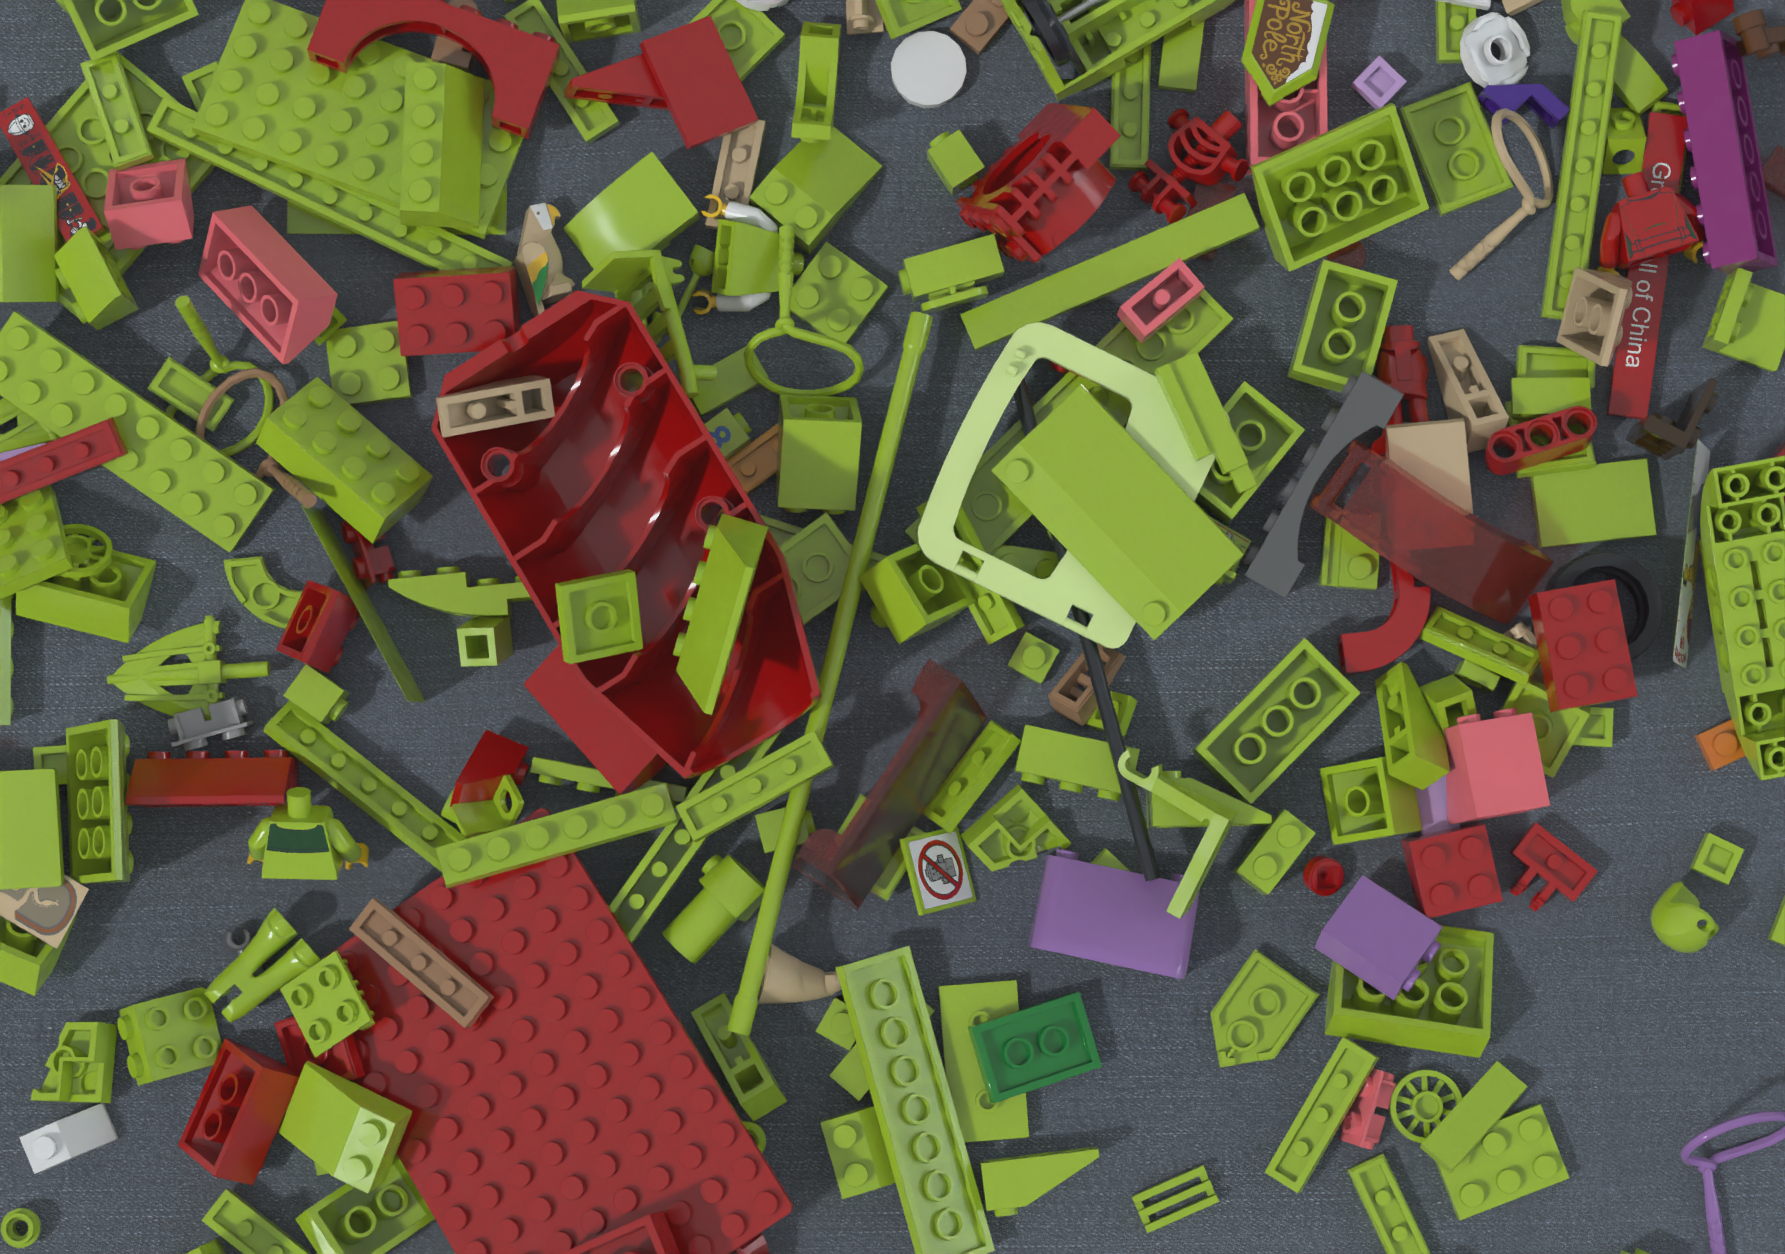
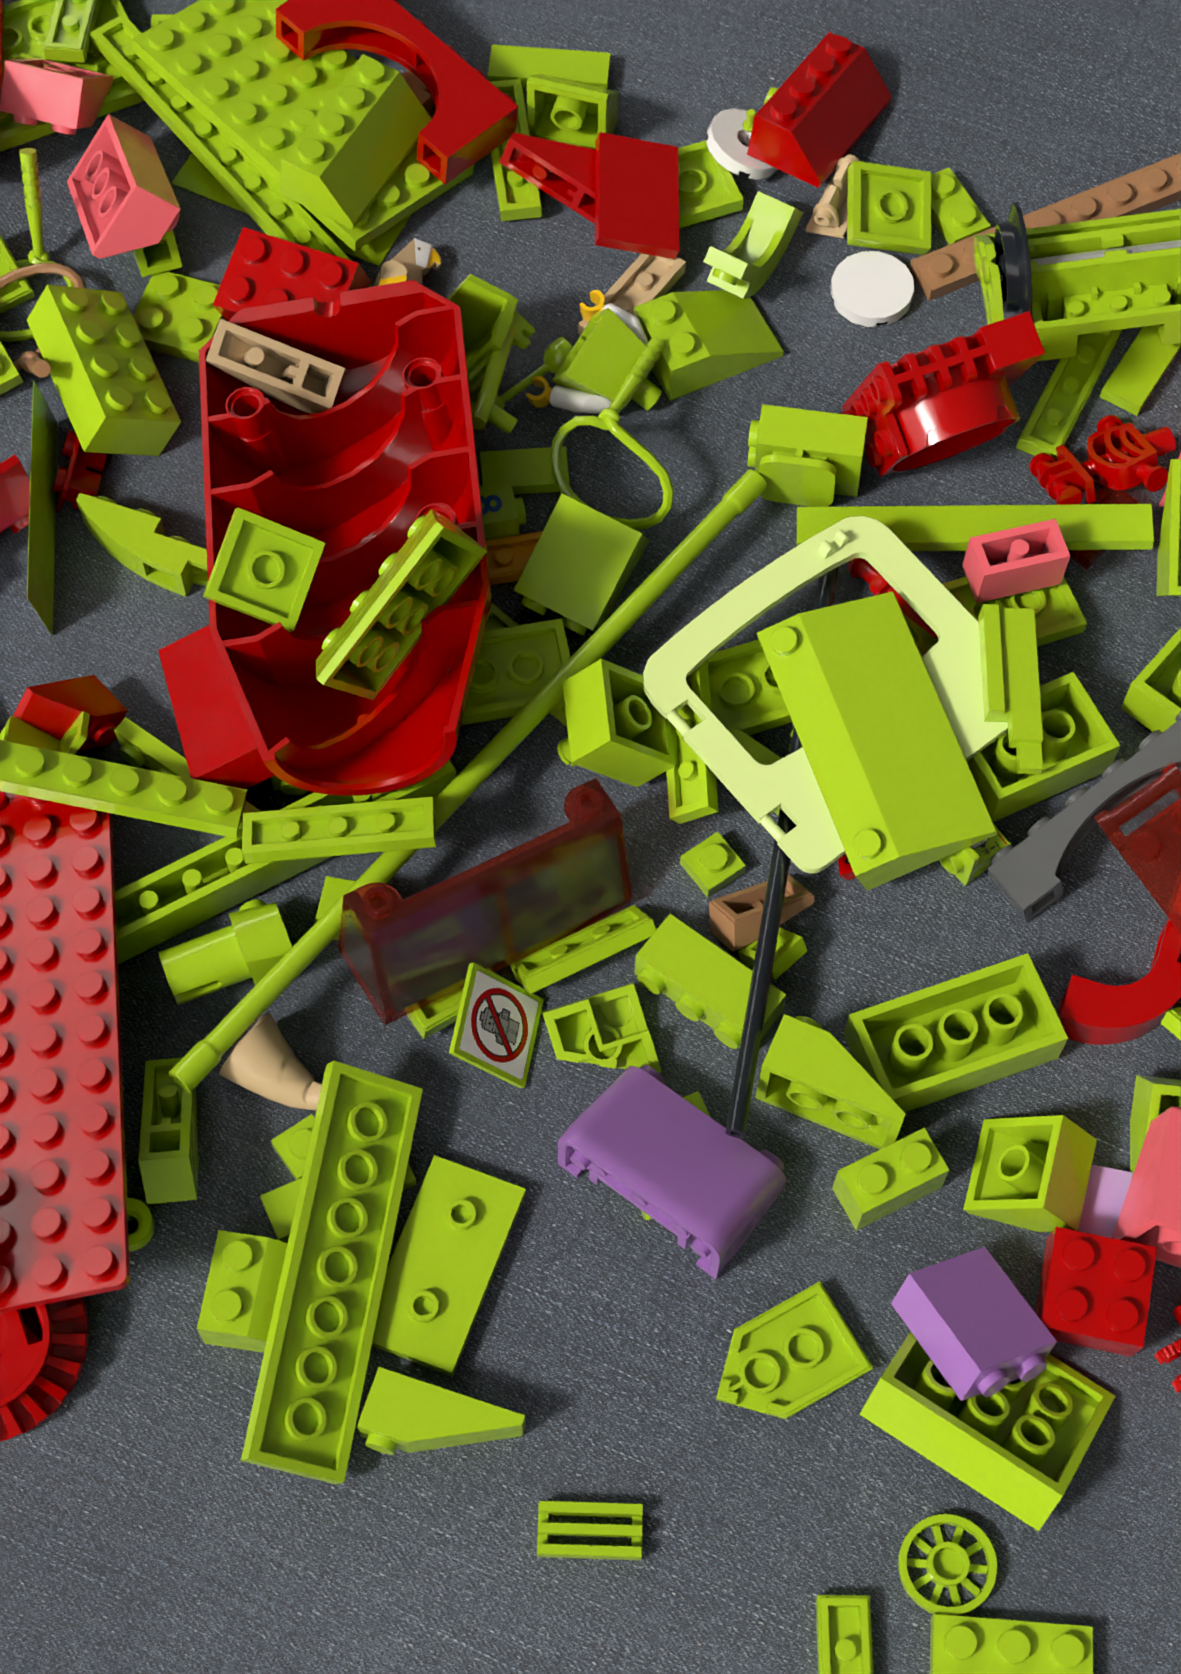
camera: 25 degrees right, 20 degrees down
(485, 641) = (142, 591): lime brick -> none
(633, 213) = (531, 272): lime slope -> none
(835, 294) = (681, 439): lime plate -> none
(954, 161) = (853, 363): lime brick -> none
(1034, 1047) = (508, 1267): green plate -> none
(1197, 807) = (815, 1108): lime hinge -> none
(1321, 1114) = (813, 1507): lime plate -> none
(1323, 875) = (937, 1235): red tile -> none
(1346, 560) = (1114, 909): lime plate -> none
(1360, 1124) = (888, 1511): coral hinge -> none
(1410, 733) = (1108, 1111): lime slope -> none
(1473, 1117) = (1001, 1599): lime tile -> none

